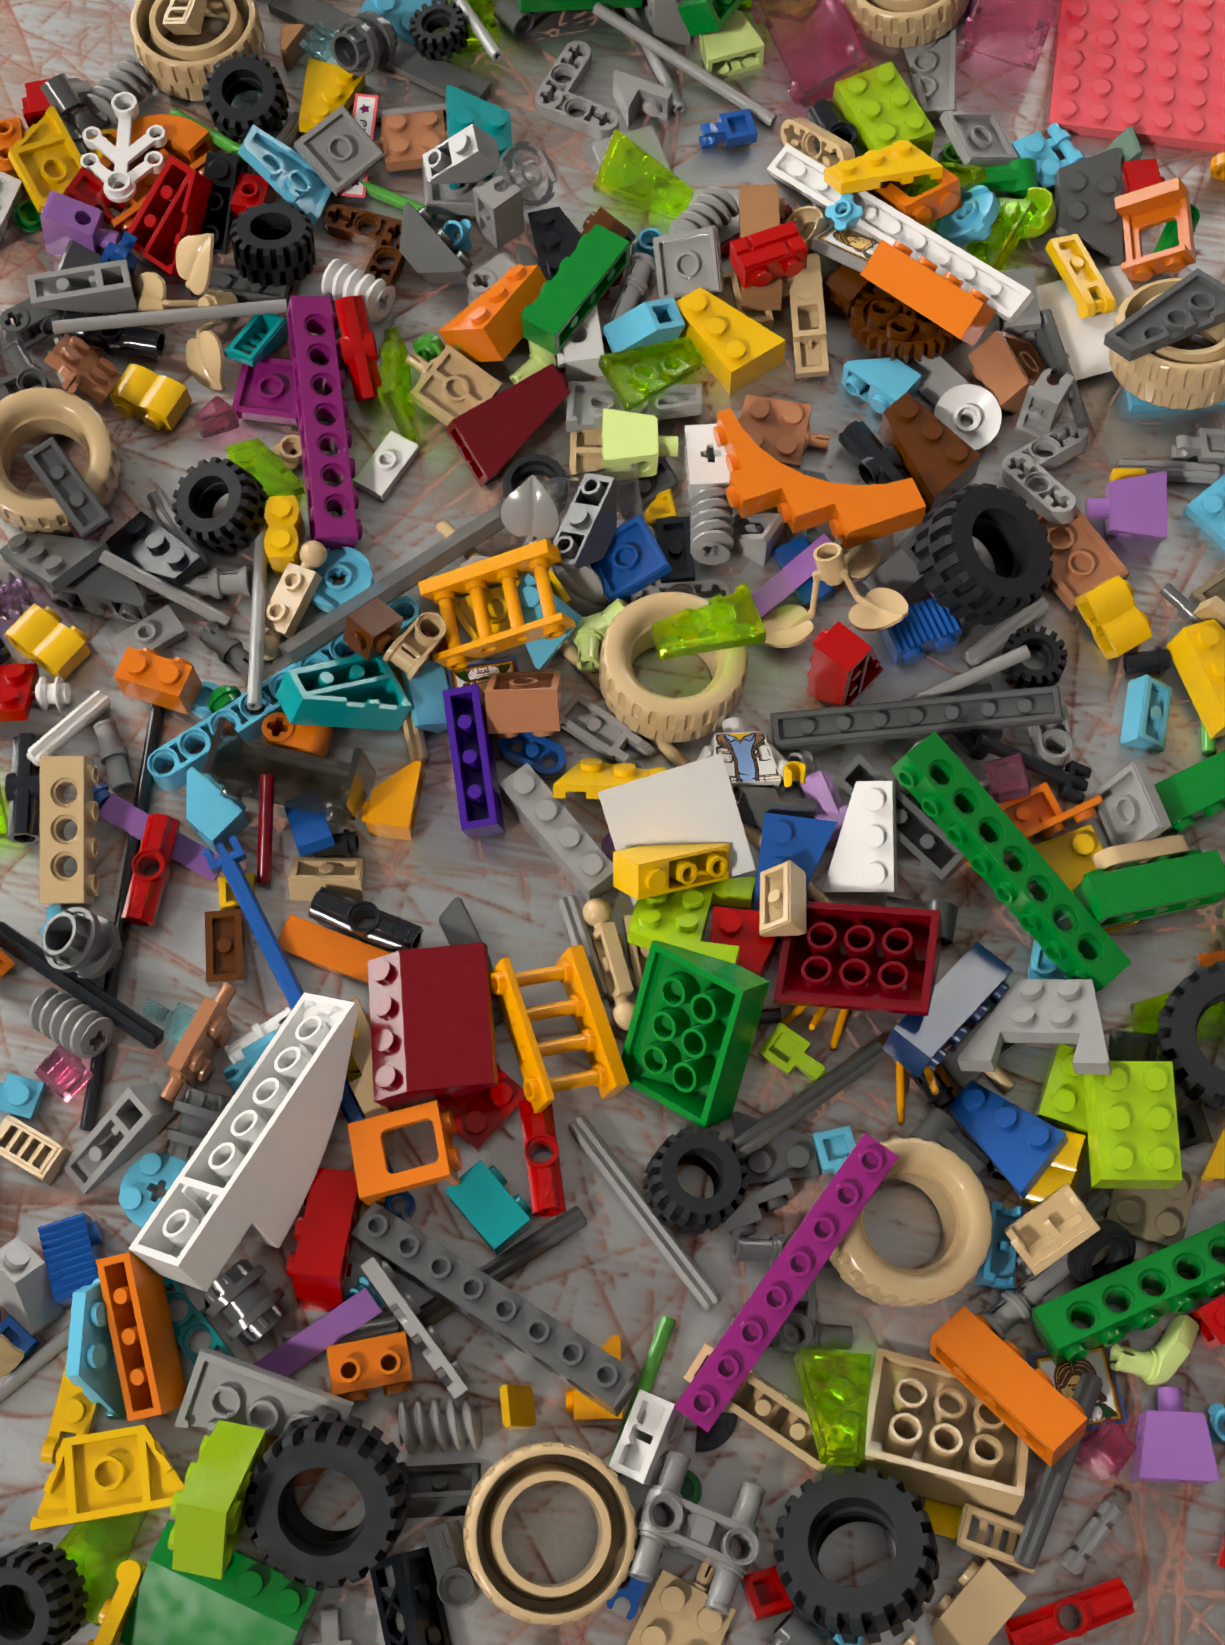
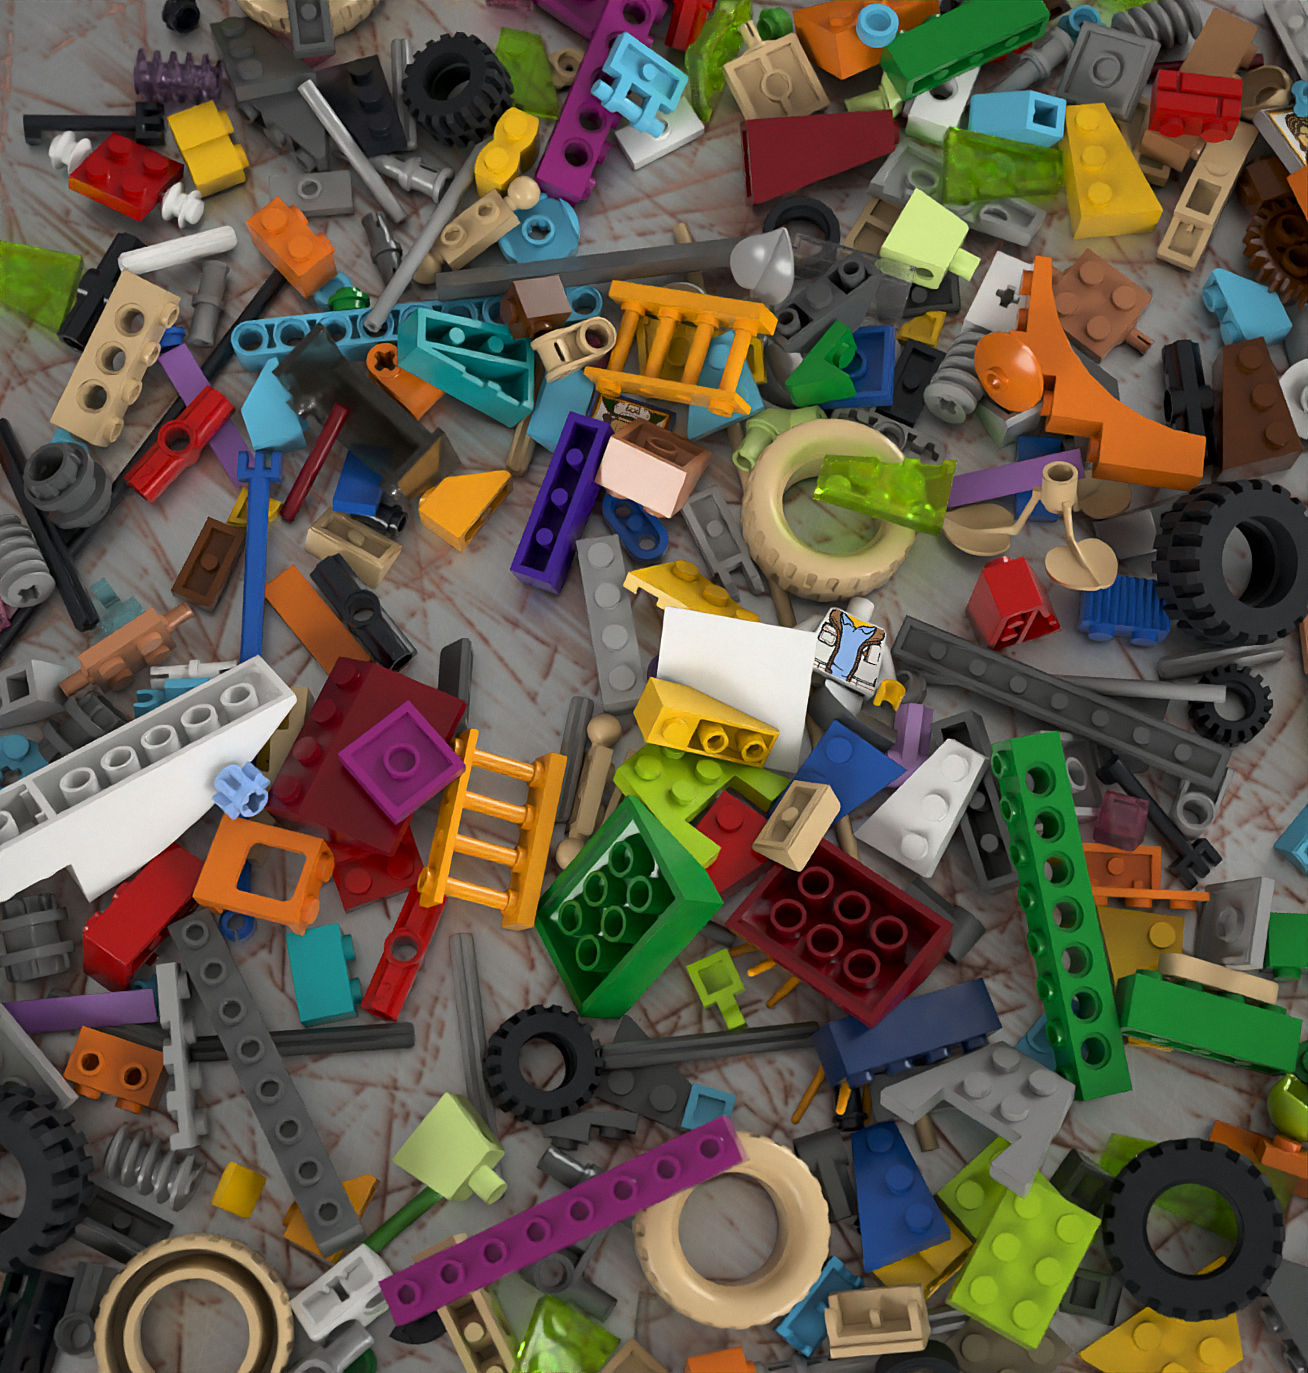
camera: 25 degrees right, 5 degrees up
(352, 1098) = (241, 790): none -> light blue gear
(360, 425) = (646, 75): none -> medium azure plate
(466, 1009) = (401, 762): none -> magenta plate
(510, 307) = (877, 25): none -> medium azure tile
(610, 571) = (820, 374): none -> green slope
(667, 1283) = (454, 1152): none -> yellowish green torso
(747, 501) = (1008, 371): none -> orange dish

